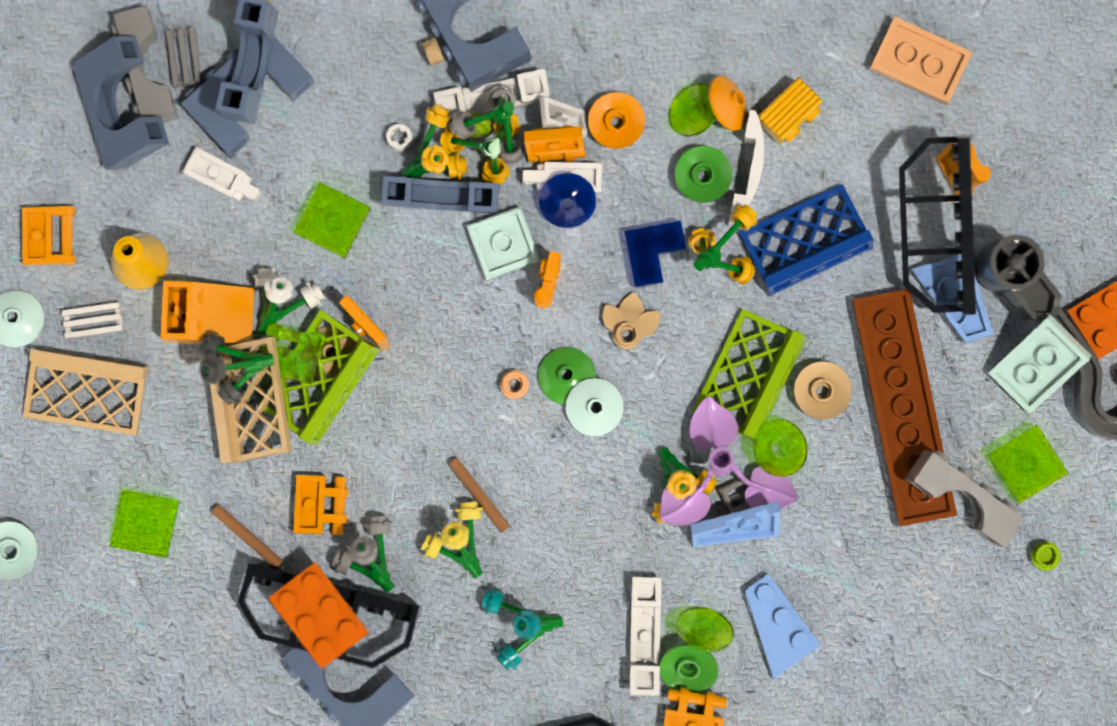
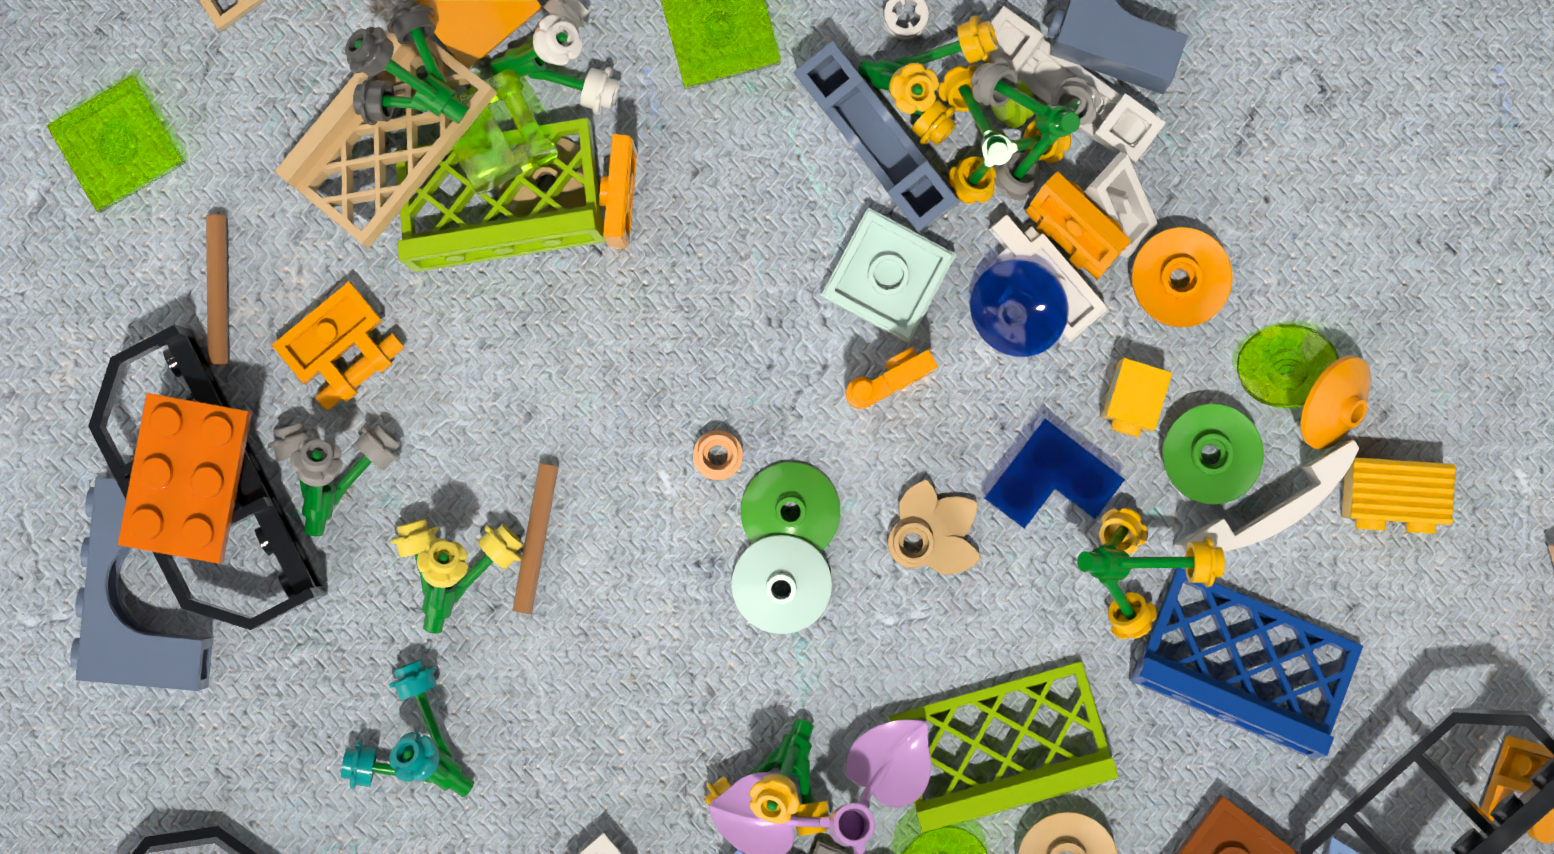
camera: 40 degrees right, 5 degrees up
(650, 185) = (1135, 397): none -> yellow brick

